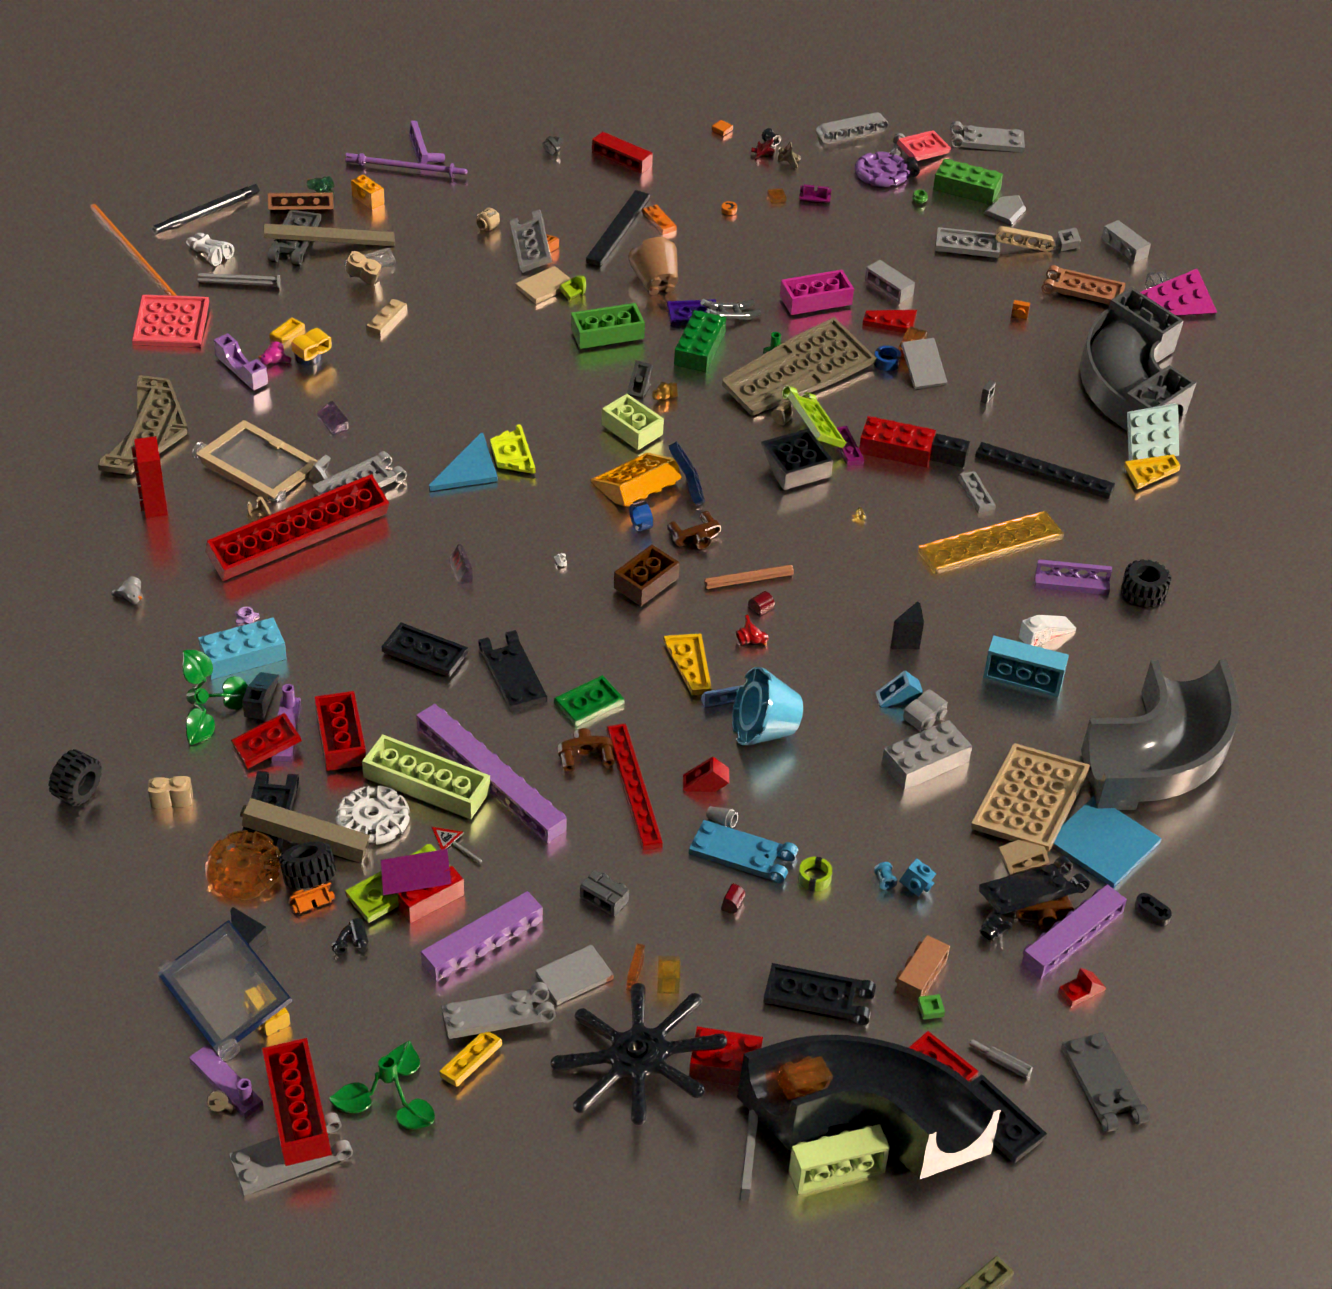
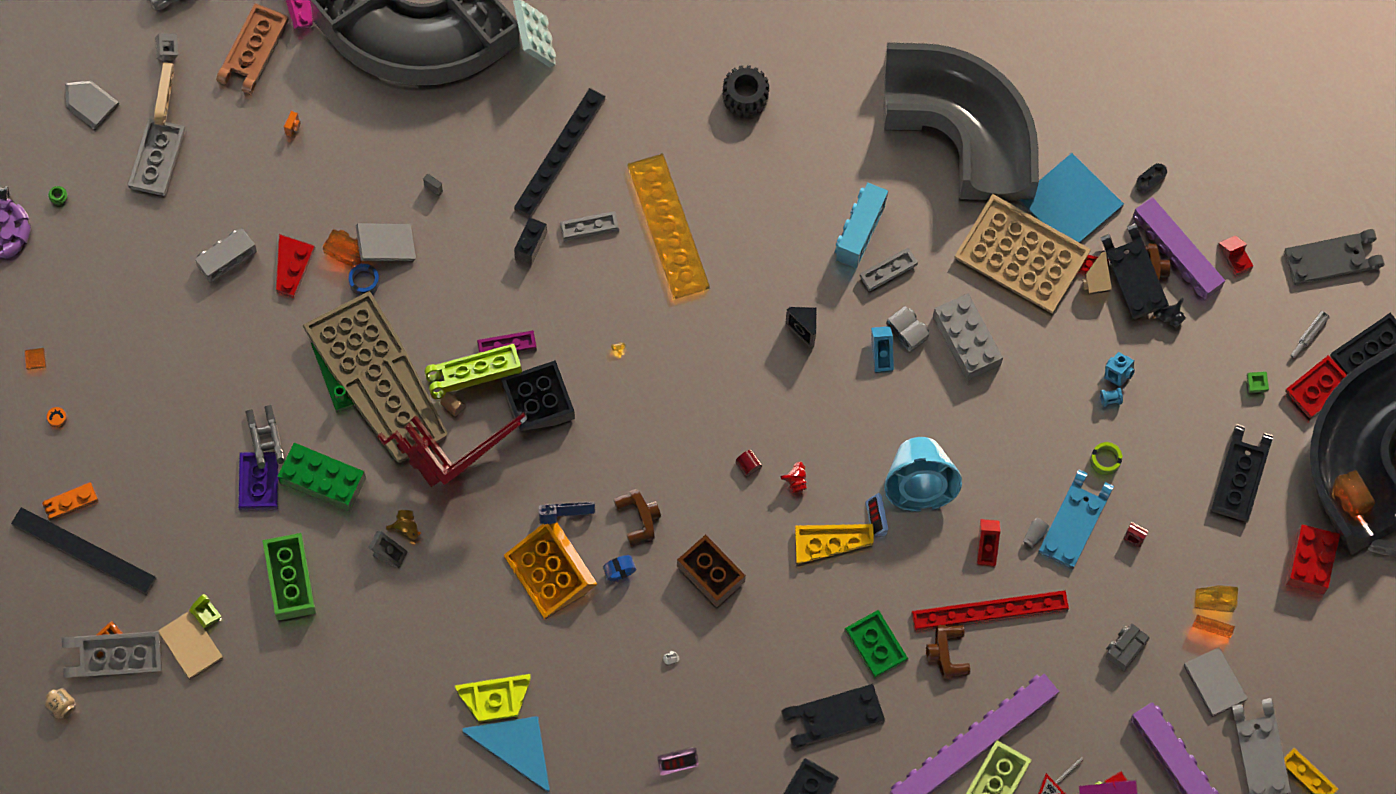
camera: 85 degrees left, 25 degrees up
(632, 421) = (463, 563): yellowish green brick -> none
(638, 1053) = (1312, 645): black animal -> none
(655, 264) = (189, 510): medium nougat cone -> none
(719, 375) = (427, 464): none -> dark red piece
(749, 576) = (708, 471): nougat axle -> none
(808, 193) = (42, 313): magenta hinge -> none
(816, 292) = (246, 337): dark pink brick -> none
(897, 441) = (512, 291): red brick -> none
(922, 968) = (1218, 382): nougat brick -> none
(968, 181) = (39, 135): bright green brick -> none
(987, 695) = (888, 269): none -> light grey plate
(1044, 628) = (800, 197): white slope -> none
(1072, 580) = (731, 159): medium lavender fence -> none
(1151, 469) = (570, 50): yellow wing -> none

